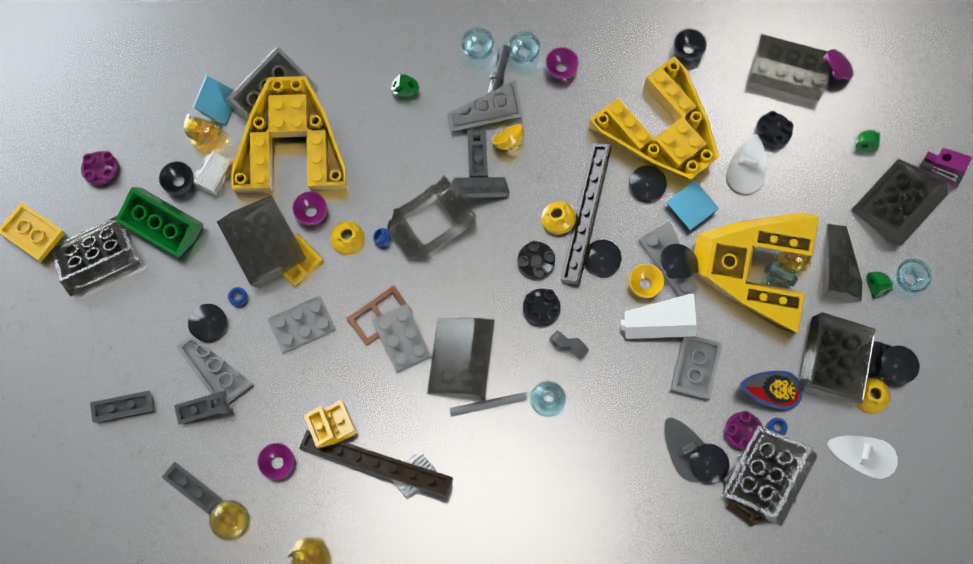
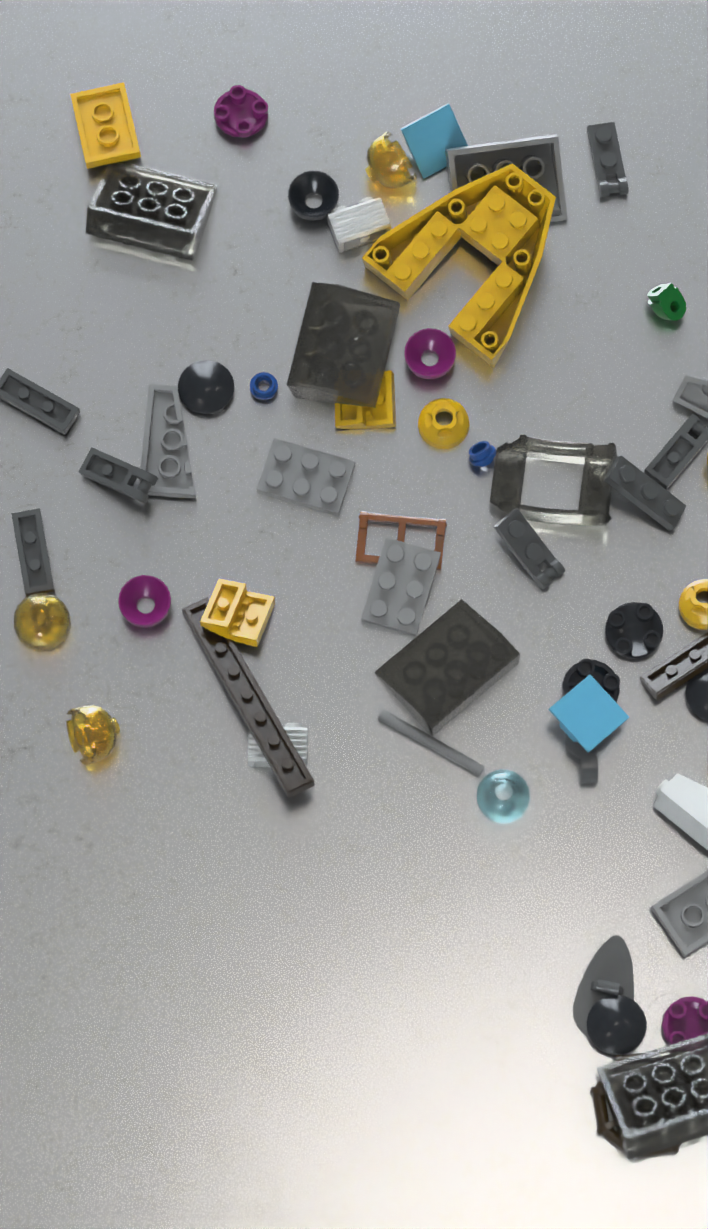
camera: 45 degrees right, 0 degrees up
(158, 221) = (251, 228): green slope -> none
(310, 41) = (607, 159): none -> dark grey plate
(448, 263) = (528, 548): none -> dark grey plate
(555, 320) = (588, 713): none -> medium azure piece

